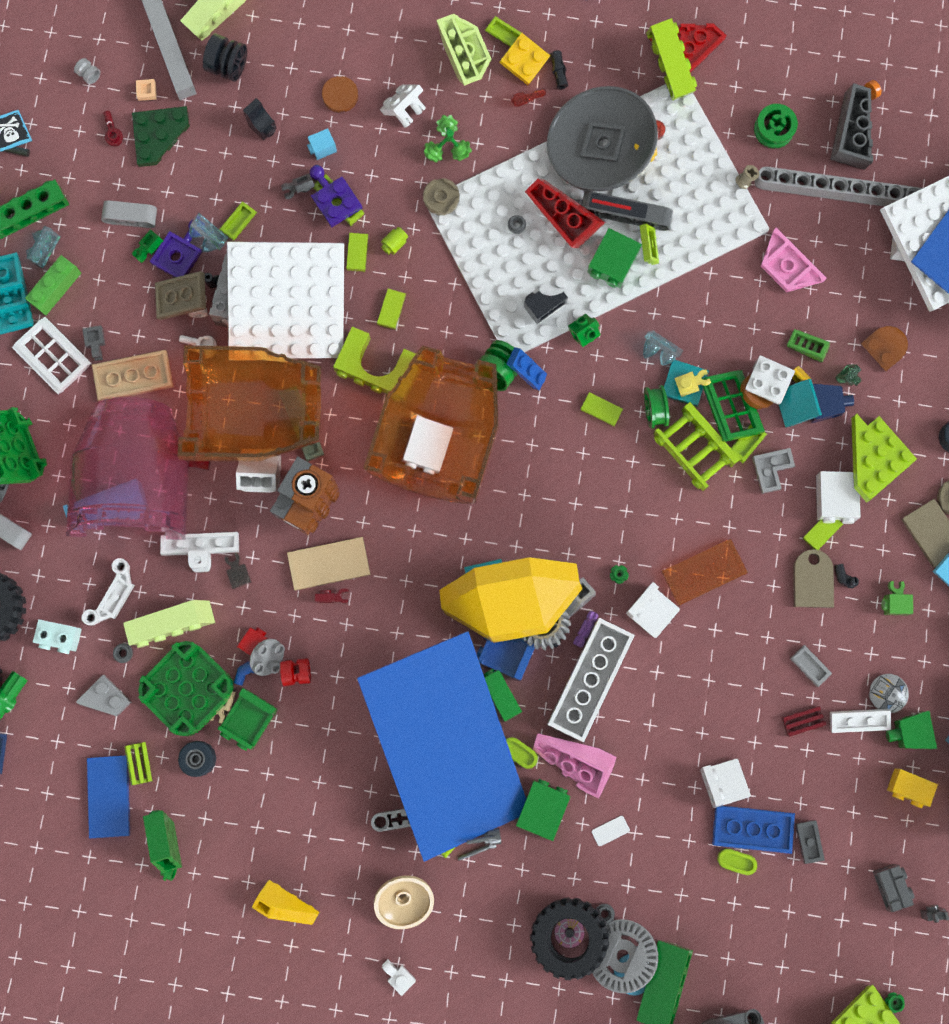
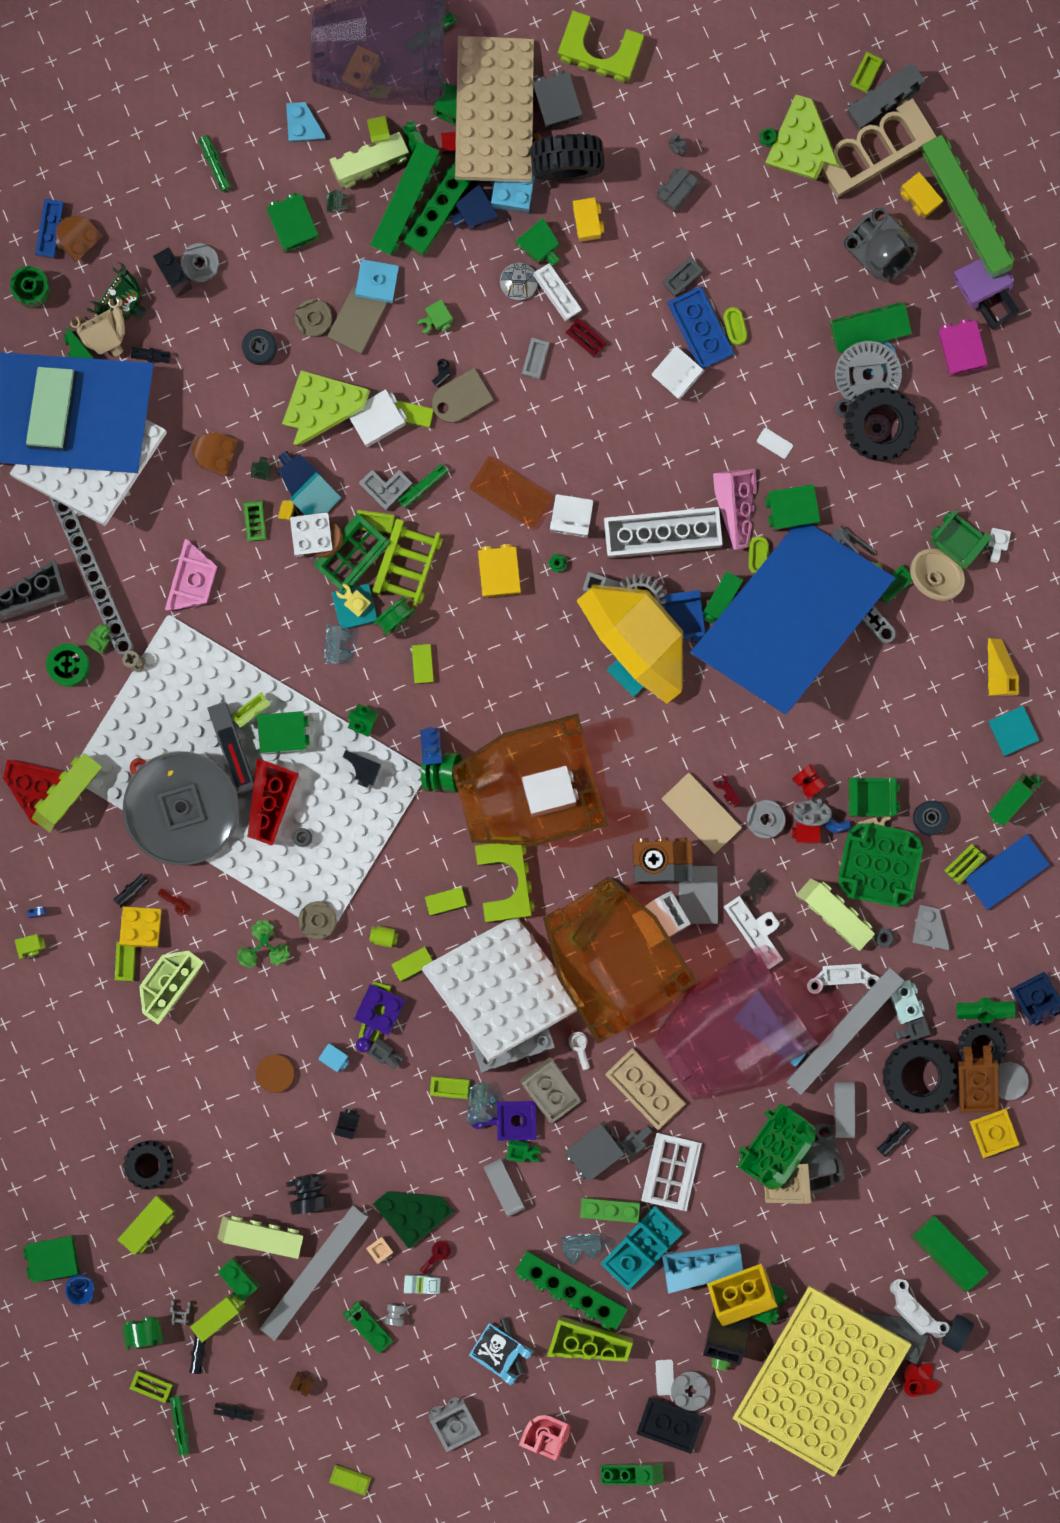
camera: 115 degrees left, 5 degrees up
(27, 629) = (915, 1029): none -> dark grey plate
(64, 569) = (845, 1030): none -> light grey tile
(93, 47) = (368, 1327): none -> green plate
(97, 104) = (422, 1284): none -> light aqua leg
(106, 302) = (595, 1151): none -> dark grey brick
(211, 281) = (516, 1071): black arm -> none
(225, 882) = (1013, 730): none -> teal tile
(254, 516) = (700, 896): none -> light grey tile
(277, 613) = (756, 825): none -> light grey plate
(404, 96) = (250, 1009): white plate -> none
(419, 867) = (902, 580): none -> green tile
(423, 943) = (958, 539): none -> green panel
(585, 629) = (621, 563): medium lavender axle -> none
(642, 519) = (499, 571): none -> yellow brick
(754, 500) = (421, 487): none -> green pin
(783, 160) = (98, 638): none -> bright green plate

